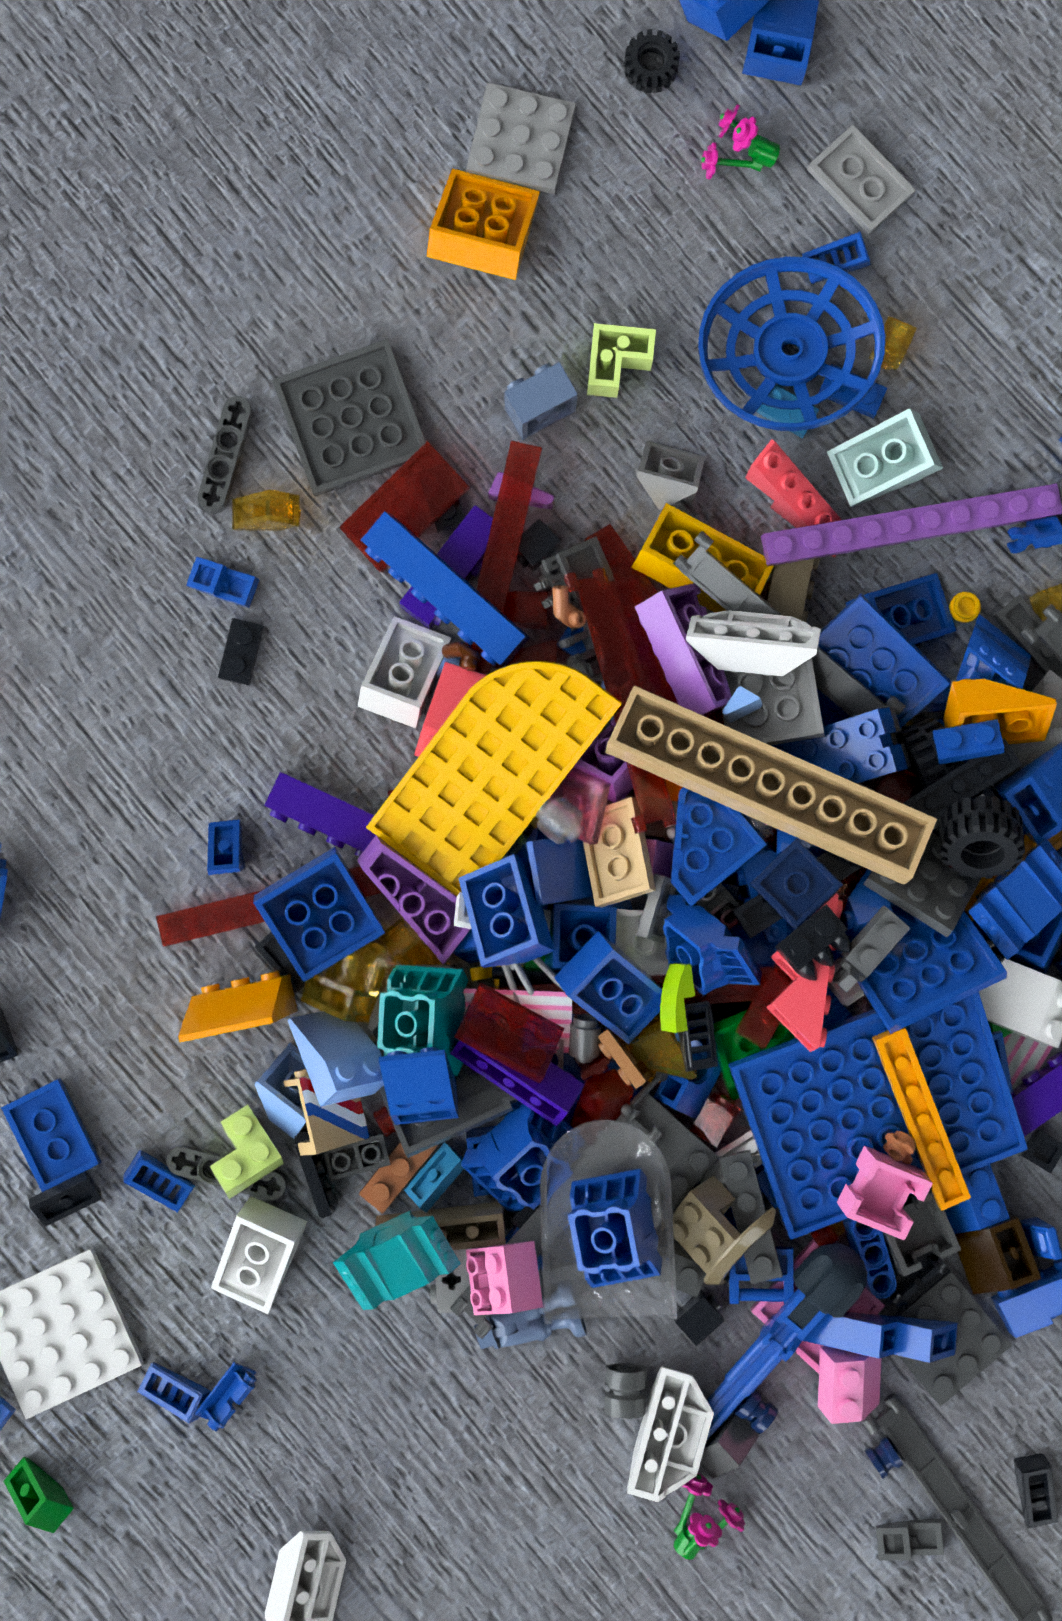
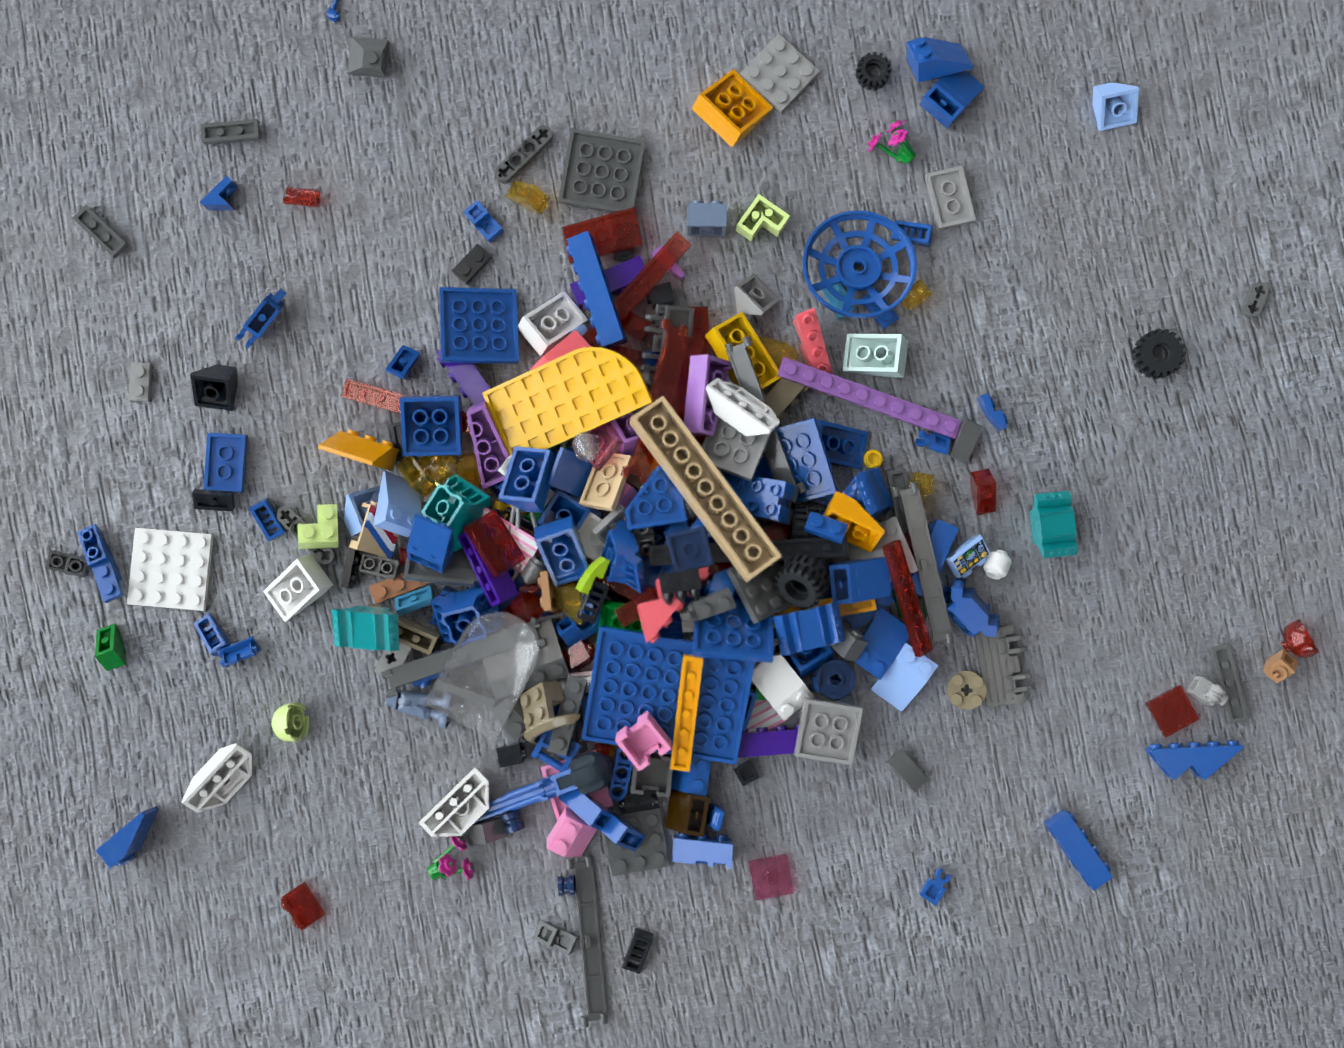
camera: 30 degrees right, 0 degrees up
(303, 734) = (478, 325): none -> blue plate
(360, 1454) = (290, 722): none -> yellowish green cylinder
(462, 650) = (587, 328): reddish brown arm -> none
(504, 1278) = (417, 671): bright pink slope -> none
(566, 611) = (653, 337): nougat arm -> none
(614, 1228) = (489, 677): blue slope -> none
(625, 1393) = (449, 770): dark grey wheel -> none
(741, 704) = (715, 439): light blue slope -> none
(748, 528) = (778, 350): none -> clear yellow slope
(900, 1146) = (666, 721): nougat plate -> none

